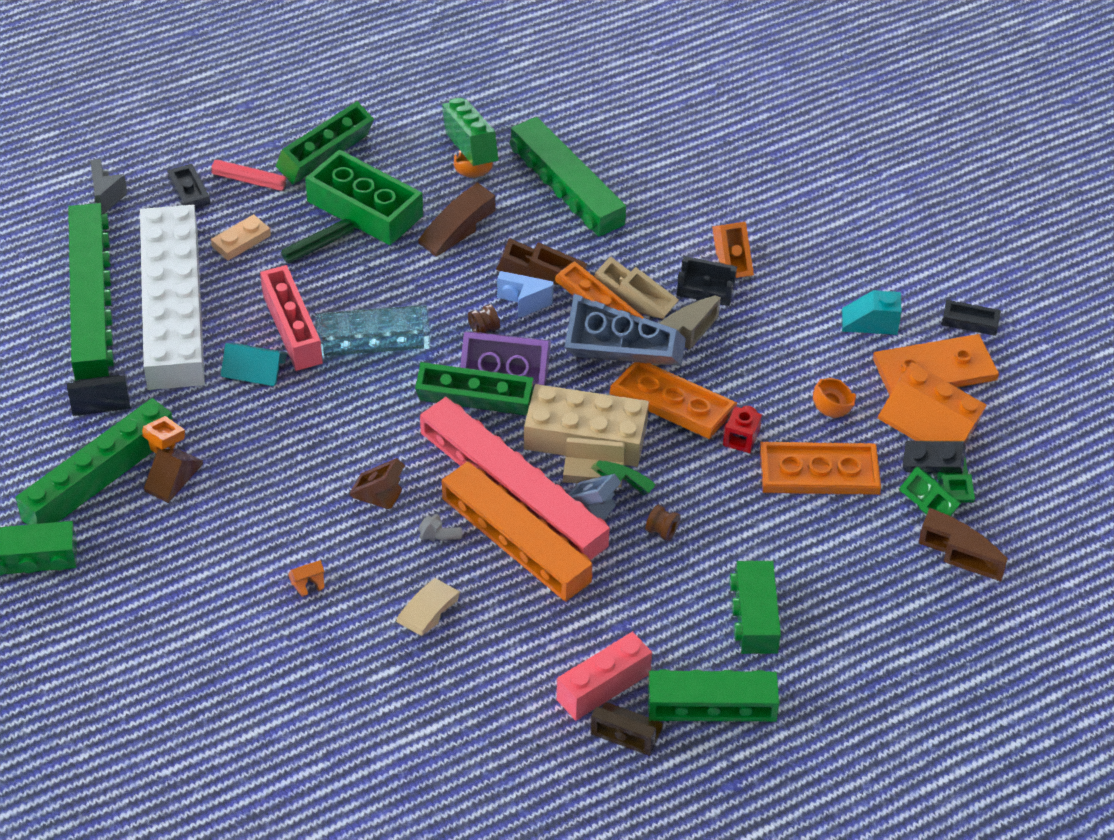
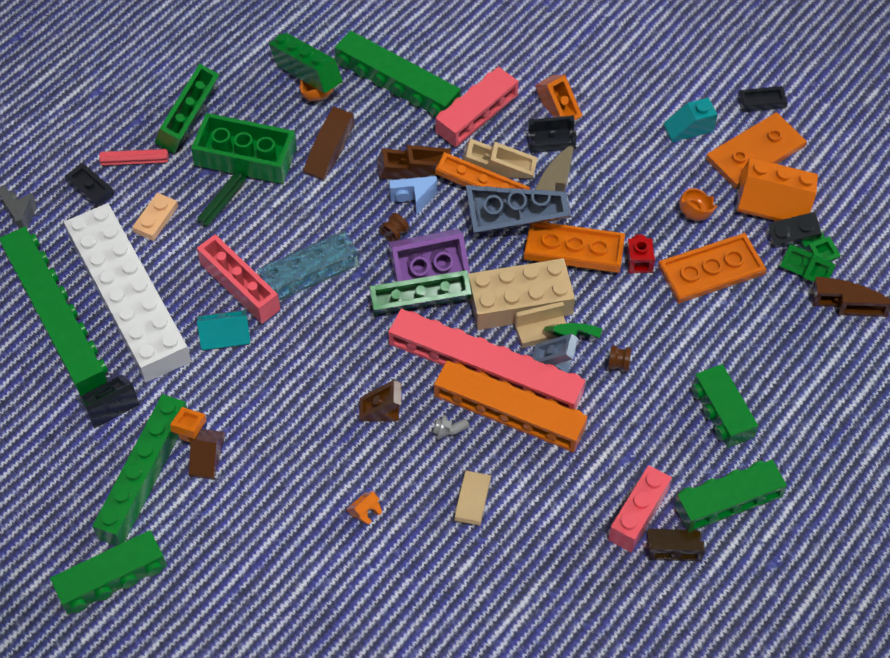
camera: 20 degrees left, 10 degrees up
(636, 229) = (476, 106): none -> coral brick

